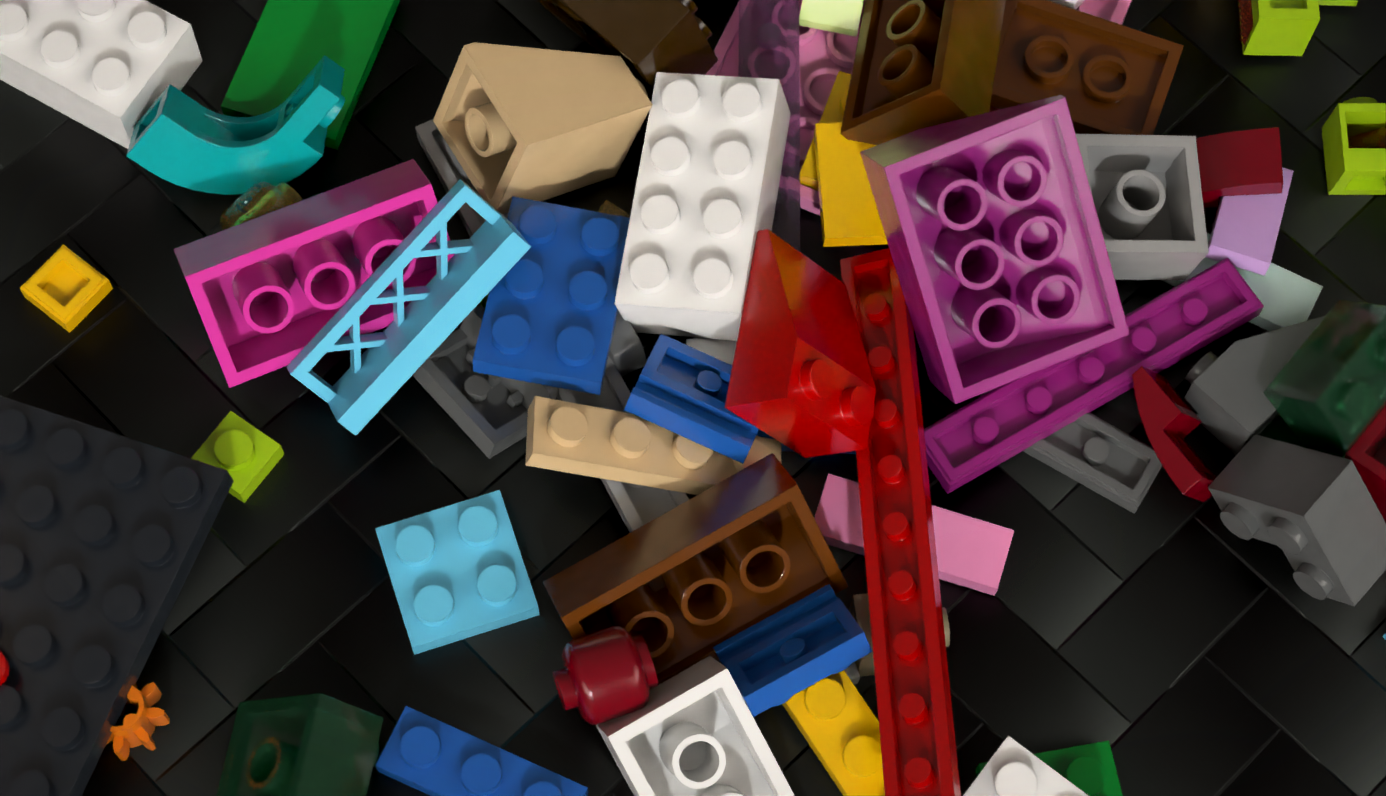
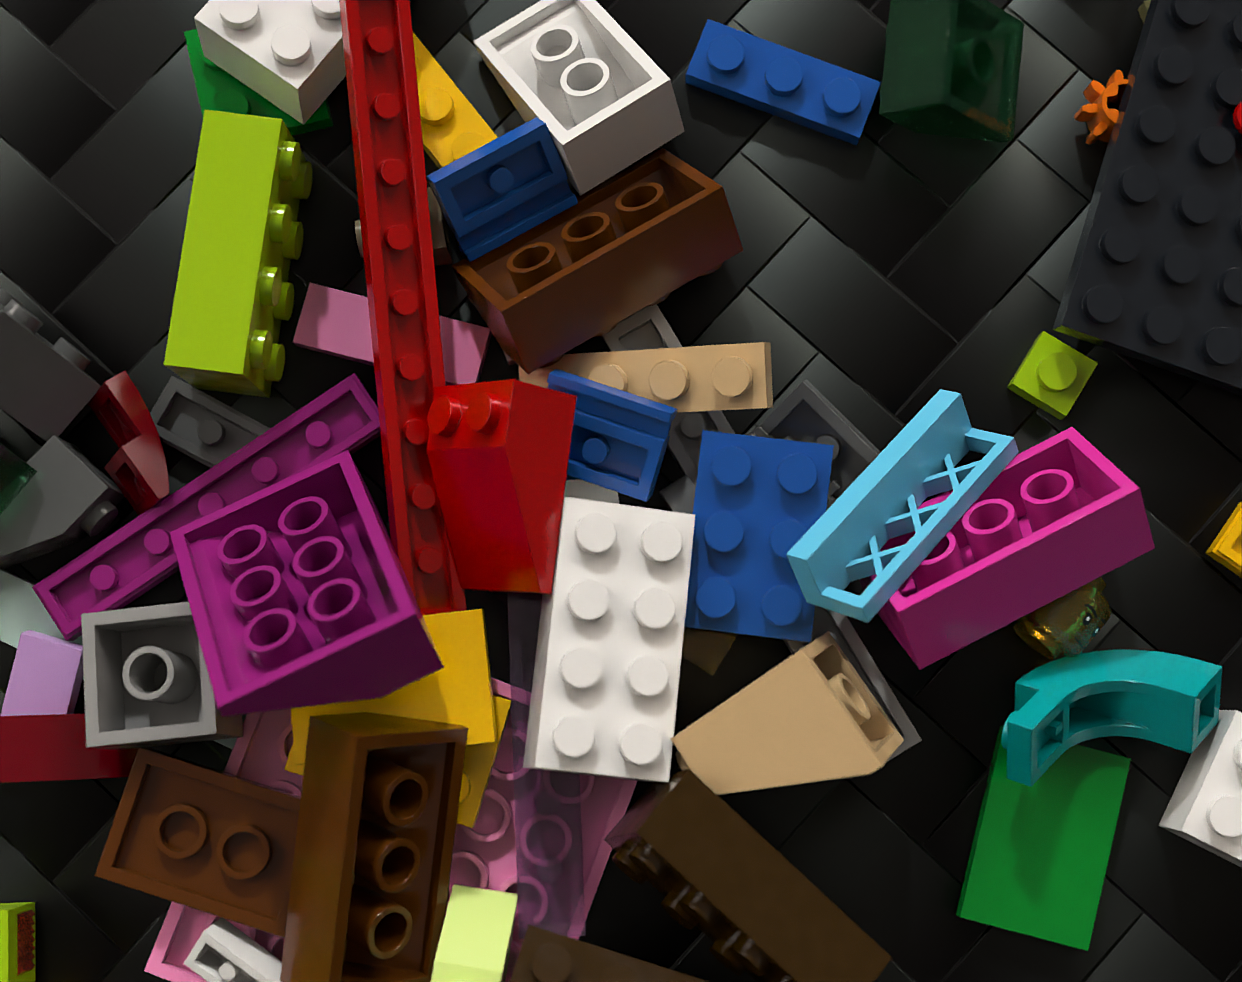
camera: 175 degrees left, 15 degrees up
(457, 572) = (826, 274): medium azure plate -> none
(605, 675) = (676, 147): dark red head -> none
(1070, 597) = (238, 255): none -> lime brick

